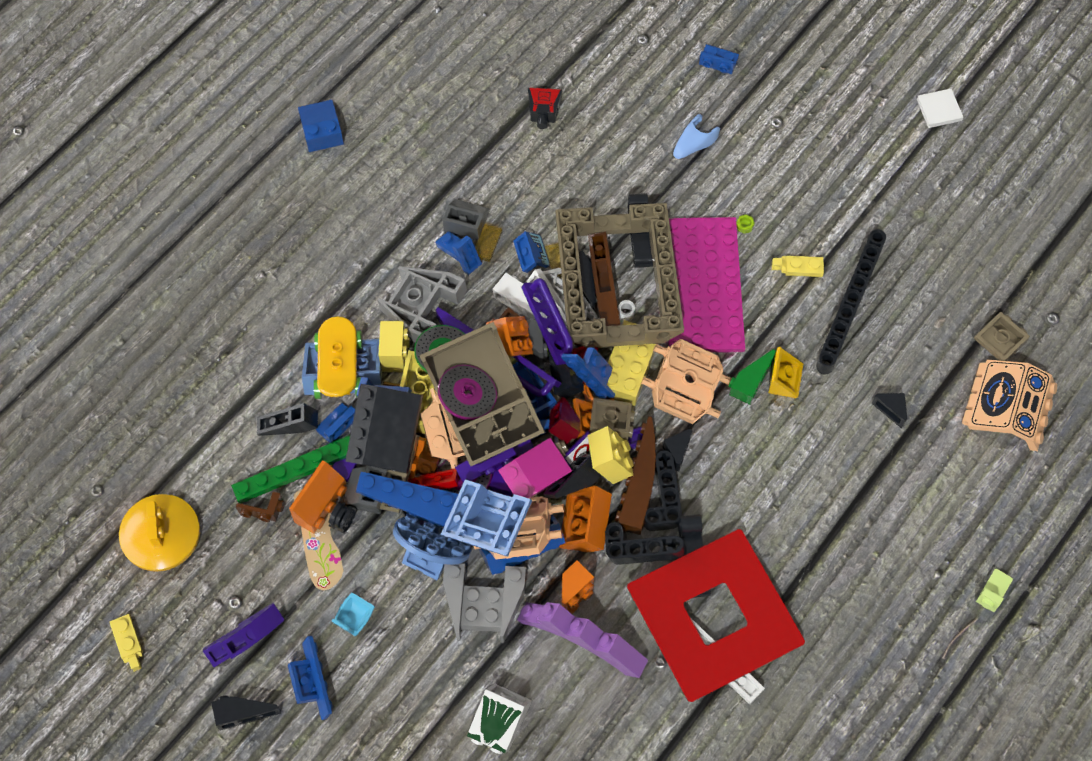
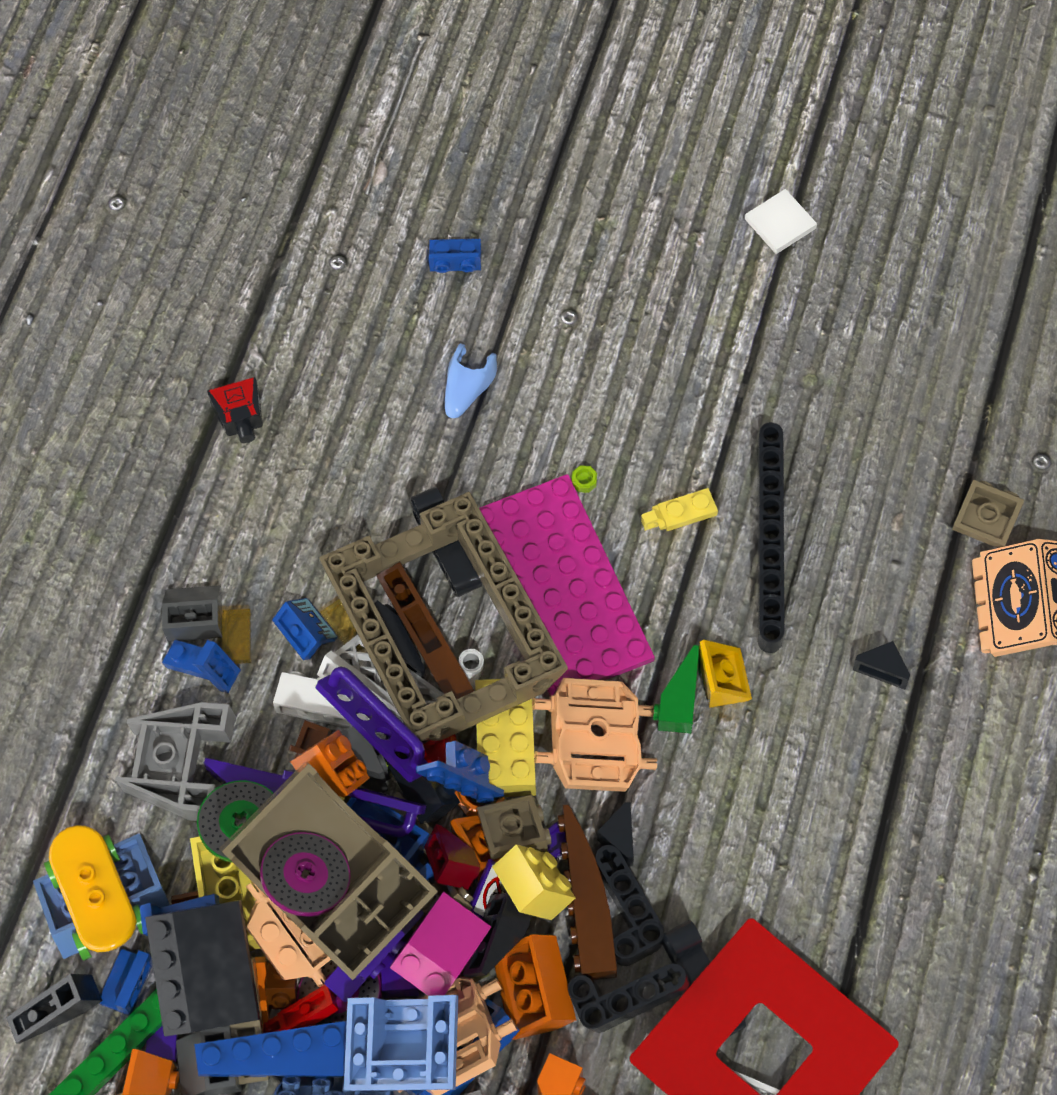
camera: 20 degrees left, 0 degrees up
(393, 346) = (165, 839): light yellow brick -> none

